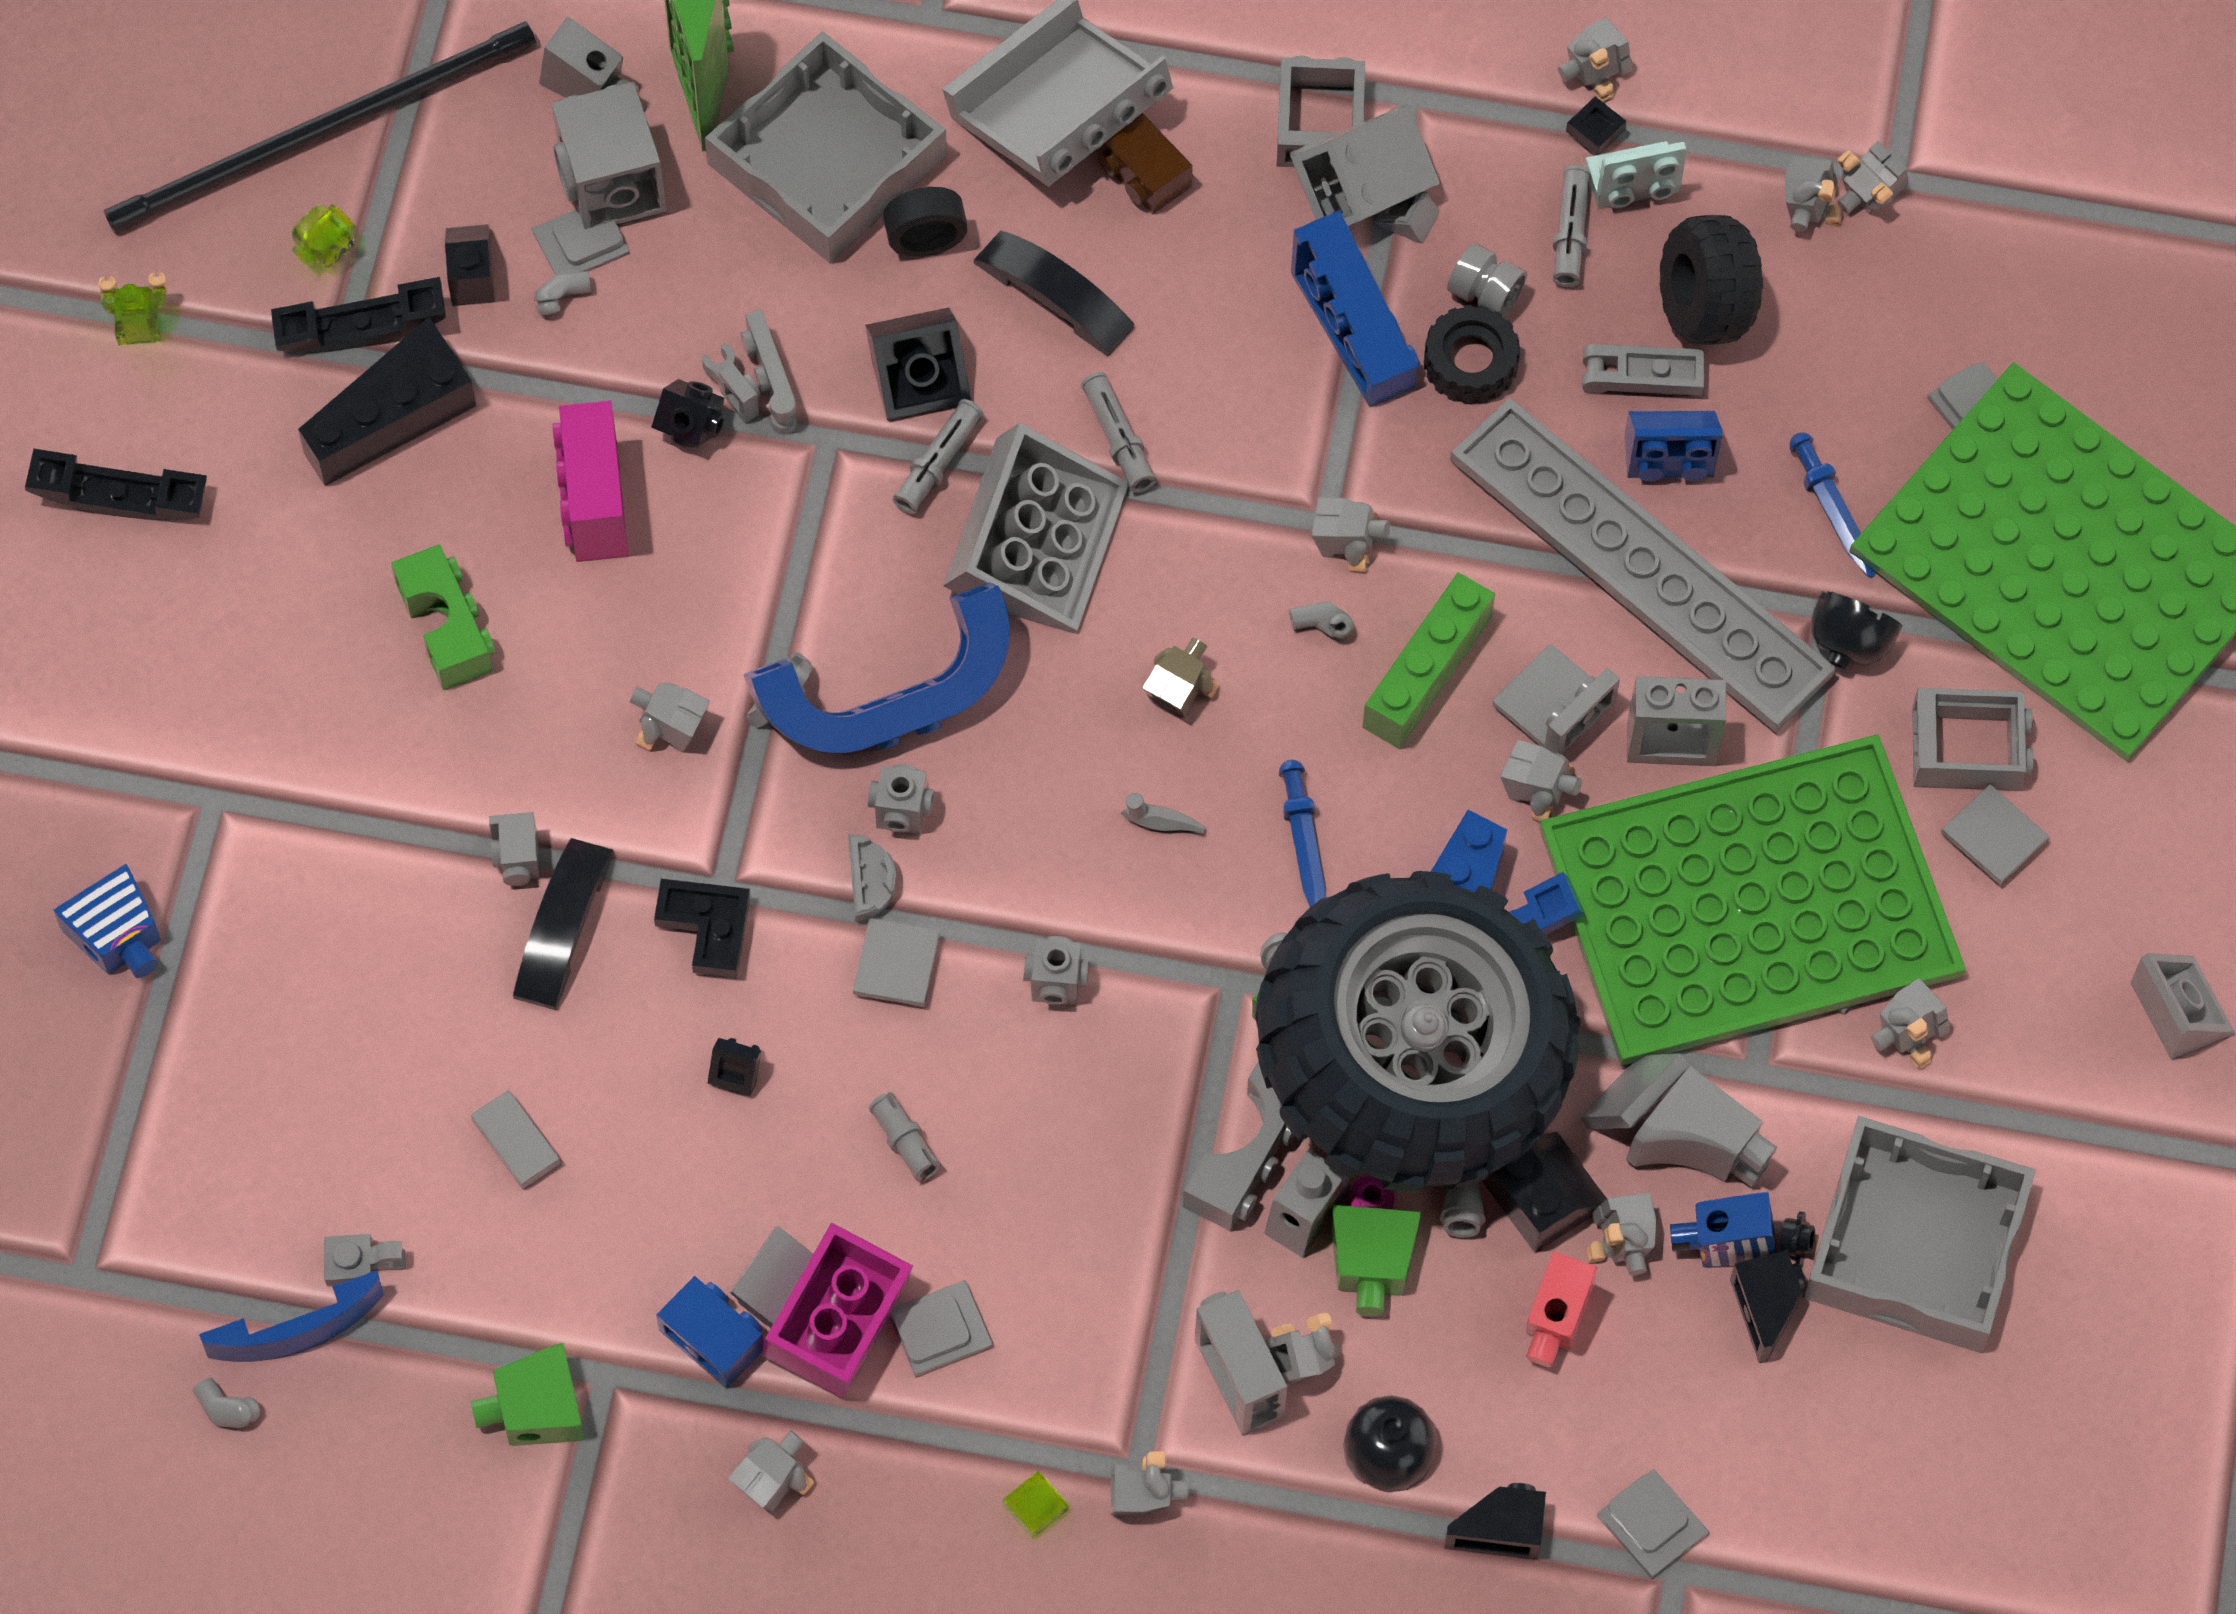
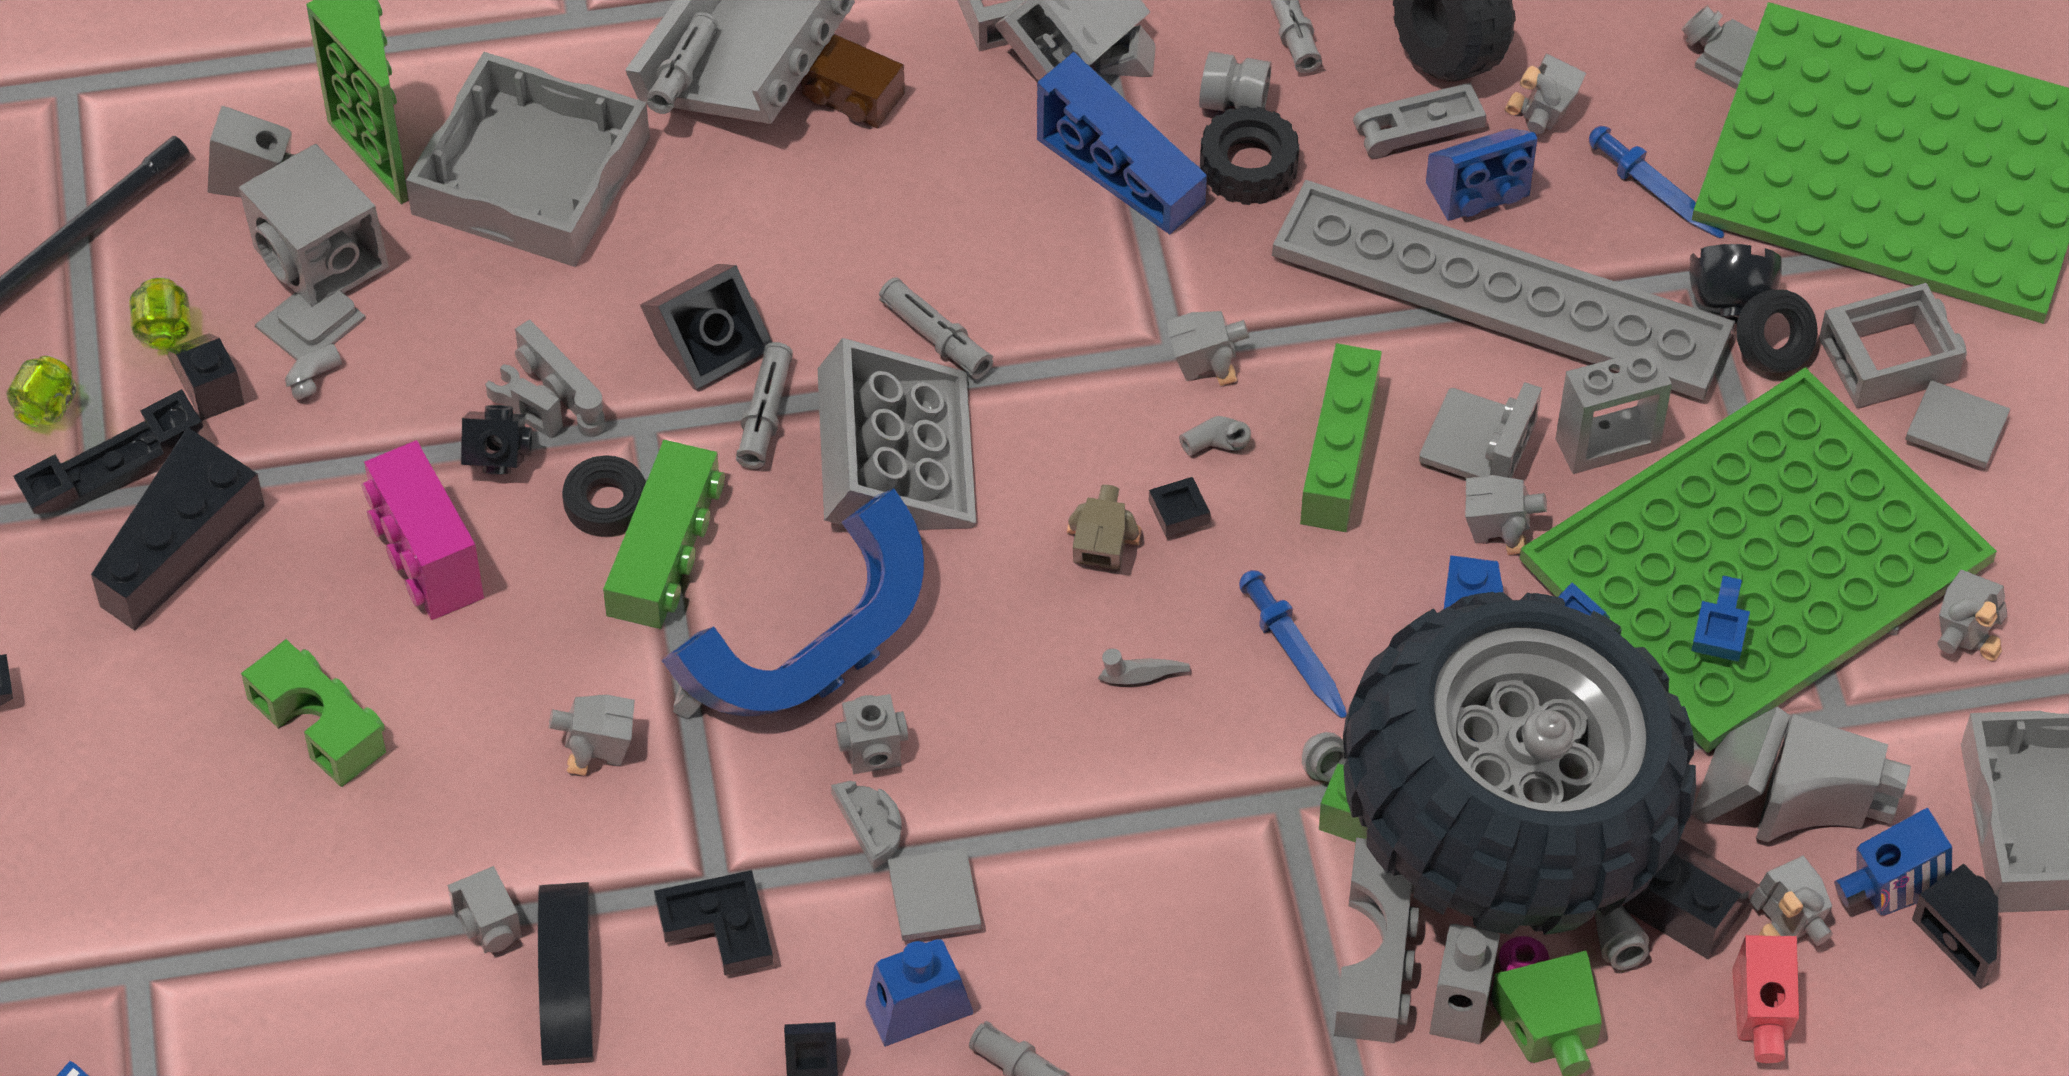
camera: 20 degrees left, 10 degrees down
(450, 194) = (159, 313): none -> clear neon green head
(766, 471) = (600, 471): none -> black tyre
(800, 551) = (663, 534): none -> bright green brick
(843, 1047) = (915, 992): none -> blue torso
(925, 221) = (648, 178): black tyre -> none
(984, 107) = (676, 72): none -> light grey pin
(1056, 971) = (1105, 845): light grey brick -> none
(1058, 287) = (817, 214): black slope -> none
(1258, 676) = (1179, 506): none -> black plate
(1680, 957) = (1722, 625): none -> blue plate
(1774, 384) = (1553, 91): none -> light grey piece
(1797, 1237) = (1964, 850): black plate -> none
(1882, 712) = (1802, 331): none -> black tyre
(1948, 362) = (1702, 26): none -> light grey plate

